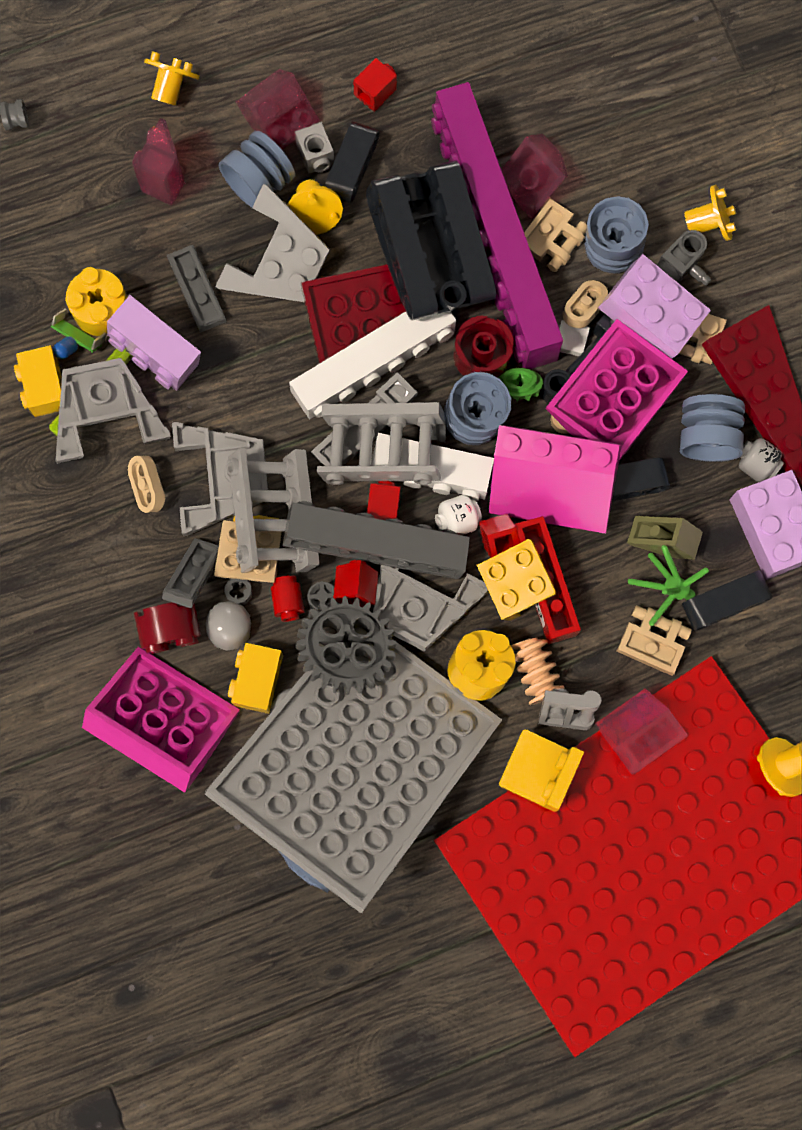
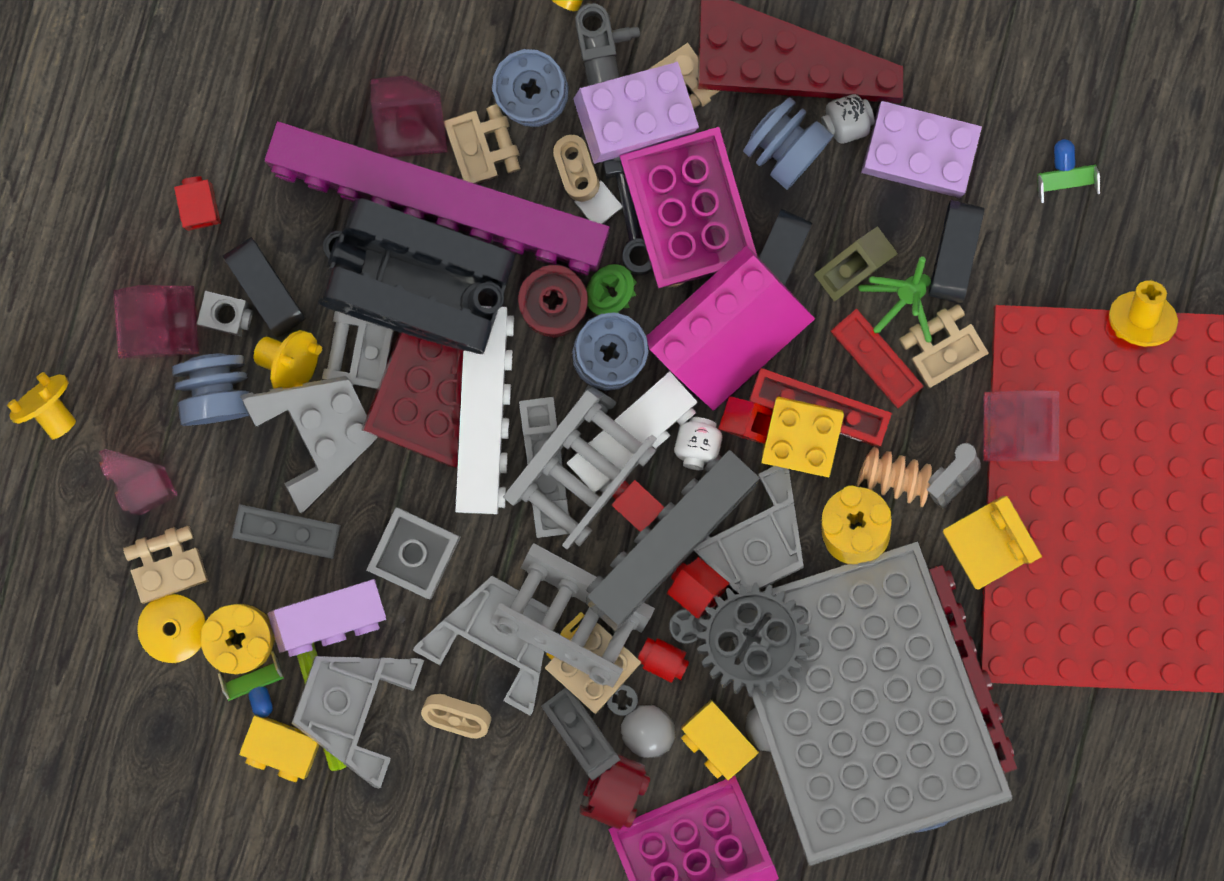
camera: 55 degrees left, 10 degrees up
(66, 269) = (188, 622): none -> yellow dish
(111, 232) = (169, 574): none -> tan plate
(240, 375) = (413, 553): none -> light grey brick
(357, 256) = (369, 354): none -> light grey plate
(432, 831) = (978, 678): none -> dark red wing
(609, 600) = (876, 358): none -> red tile

